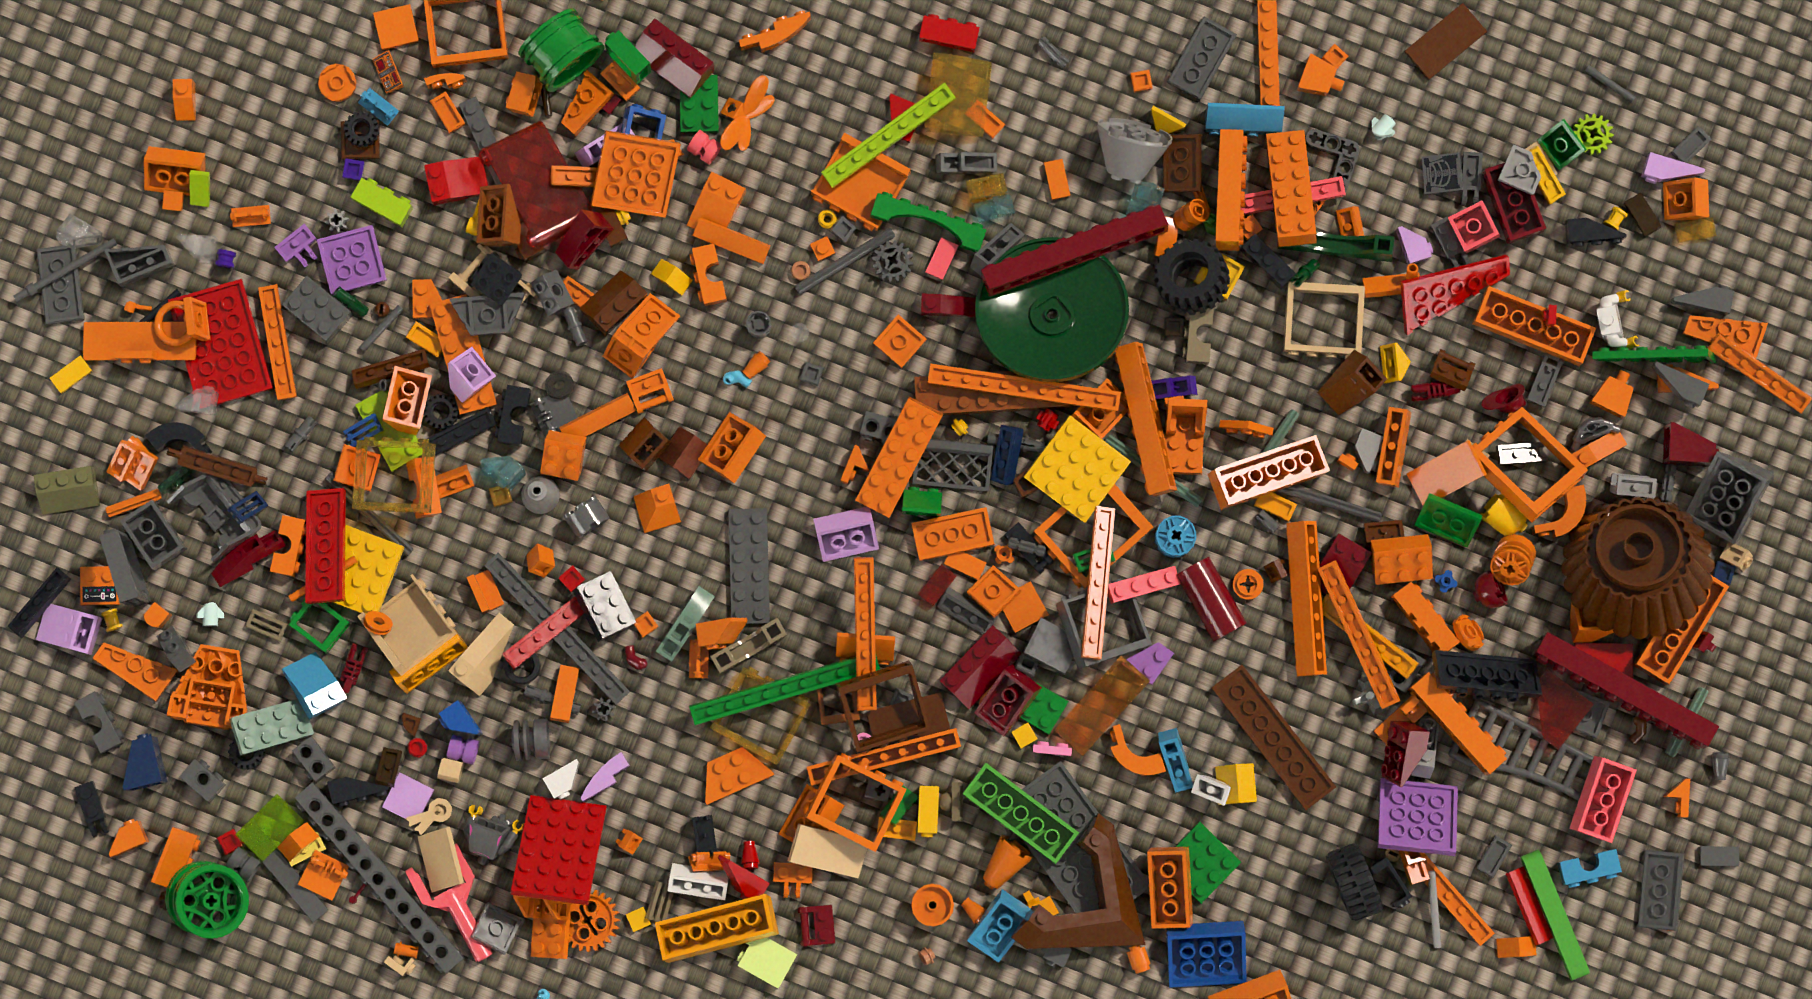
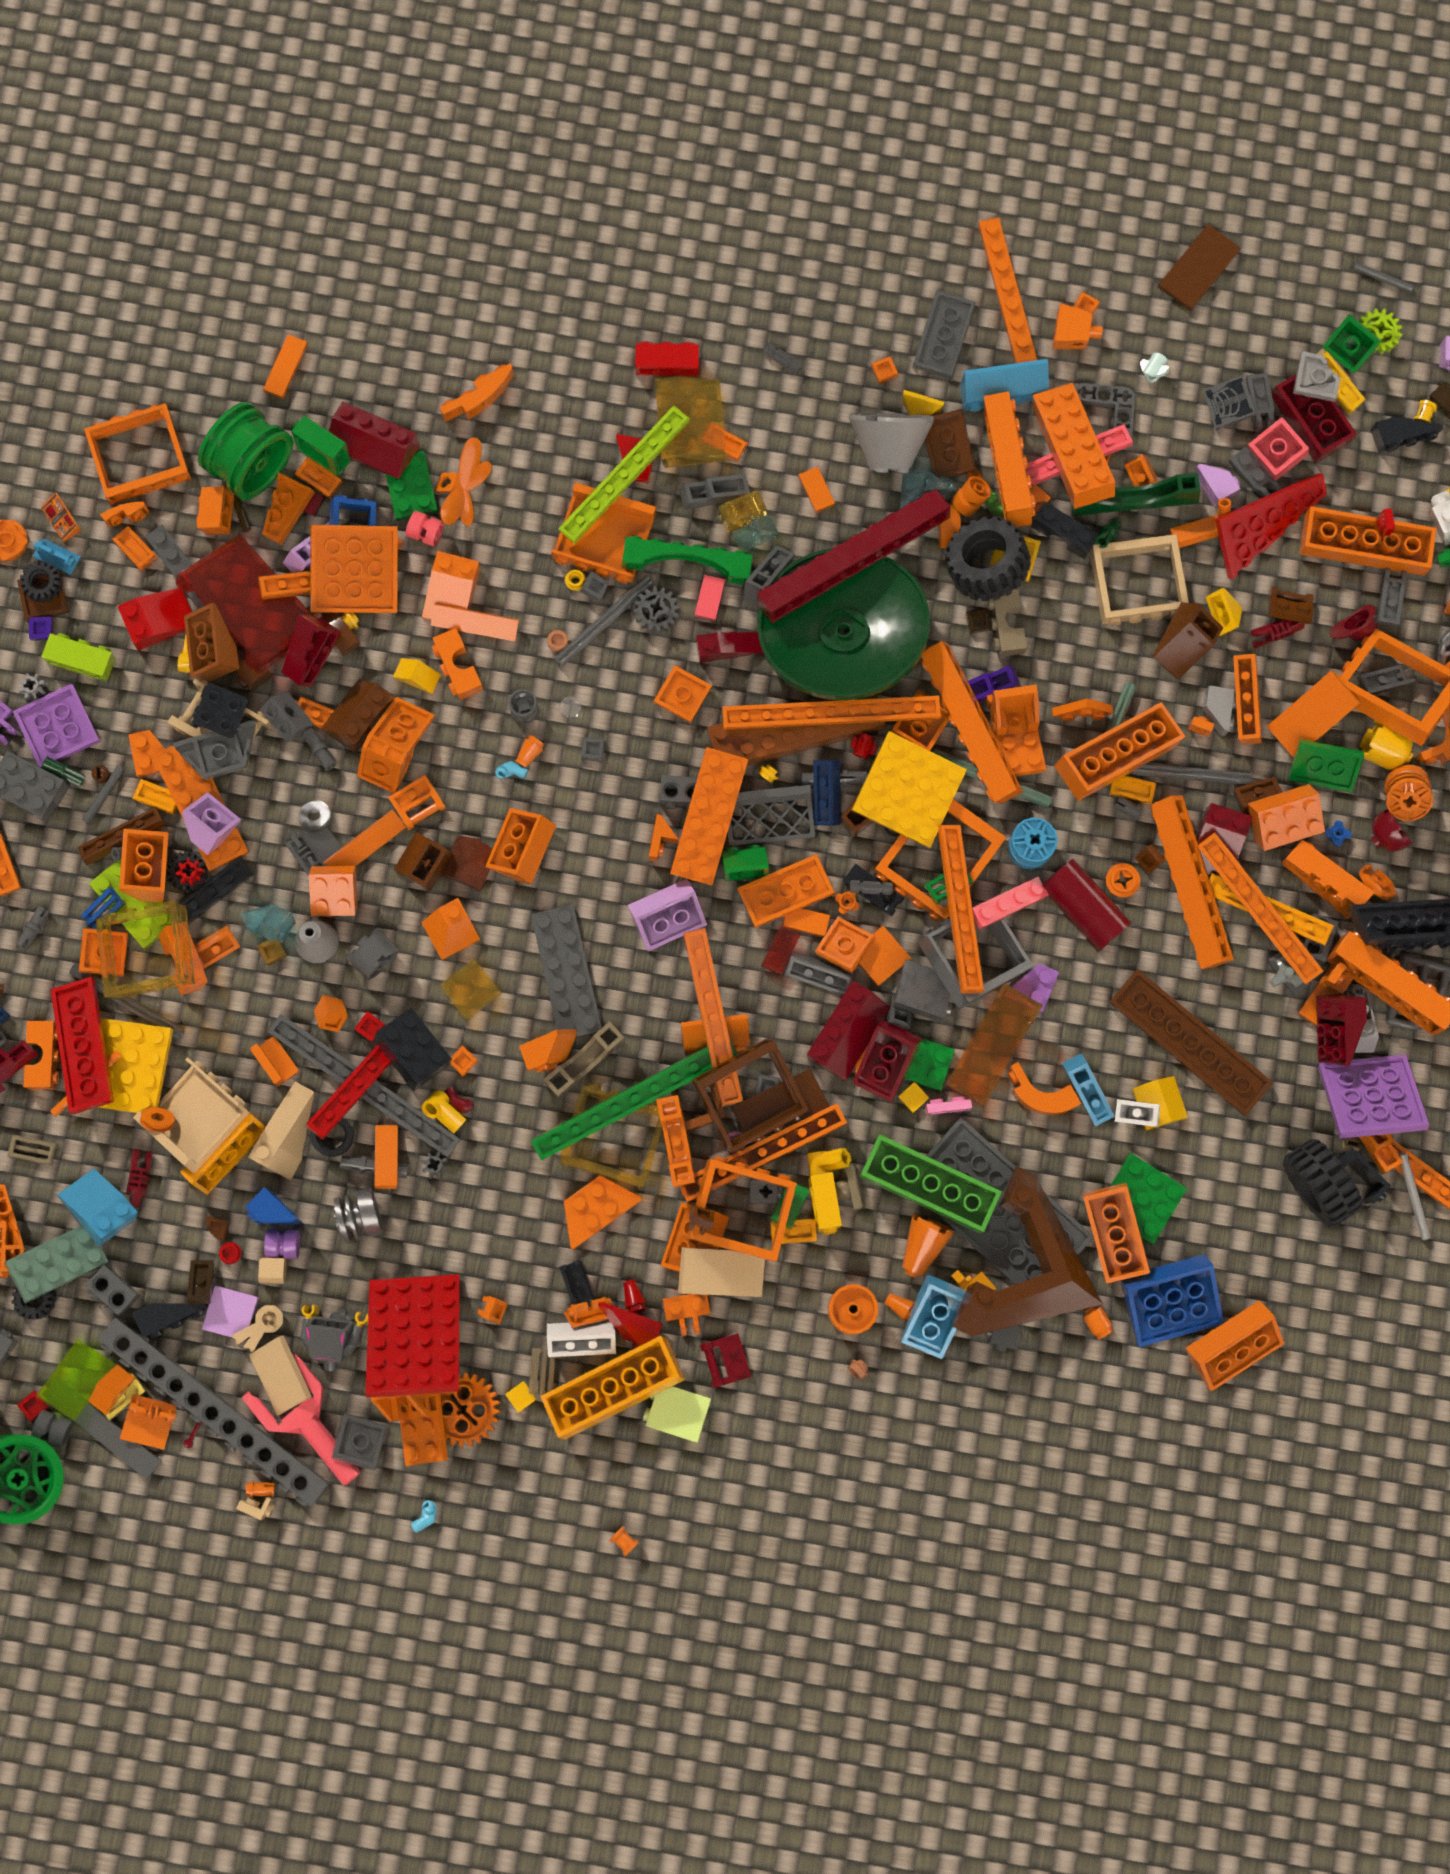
camera: 15 degrees left, 5 degrees down
(334, 635) = (110, 1147): green window -> none
(396, 27) = (60, 468): orange tile -> none
(440, 411) = (195, 876): none -> red gear
(514, 398) = (267, 841): black arch -> none
(562, 780) = (403, 1255): white slope -> none
(605, 776) = (450, 1241): lavender slope -> none
(617, 660) = (438, 1107): none -> yellow piece
(664, 564) = (470, 989): none -> clear yellow plate
(685, 623) = (507, 1050): sand green slope -> none
(698, 660) = (530, 1088): orange hinge -> none
(812, 732) = (676, 1141): none -> orange slope
(819, 803) = (701, 1217): none -> reddish brown tile
(822, 248) = (577, 613): orange plate -> none
(938, 775) = (824, 1162): none -> yellow piece
(1169, 200) = (943, 485): none -> clear light blue pin

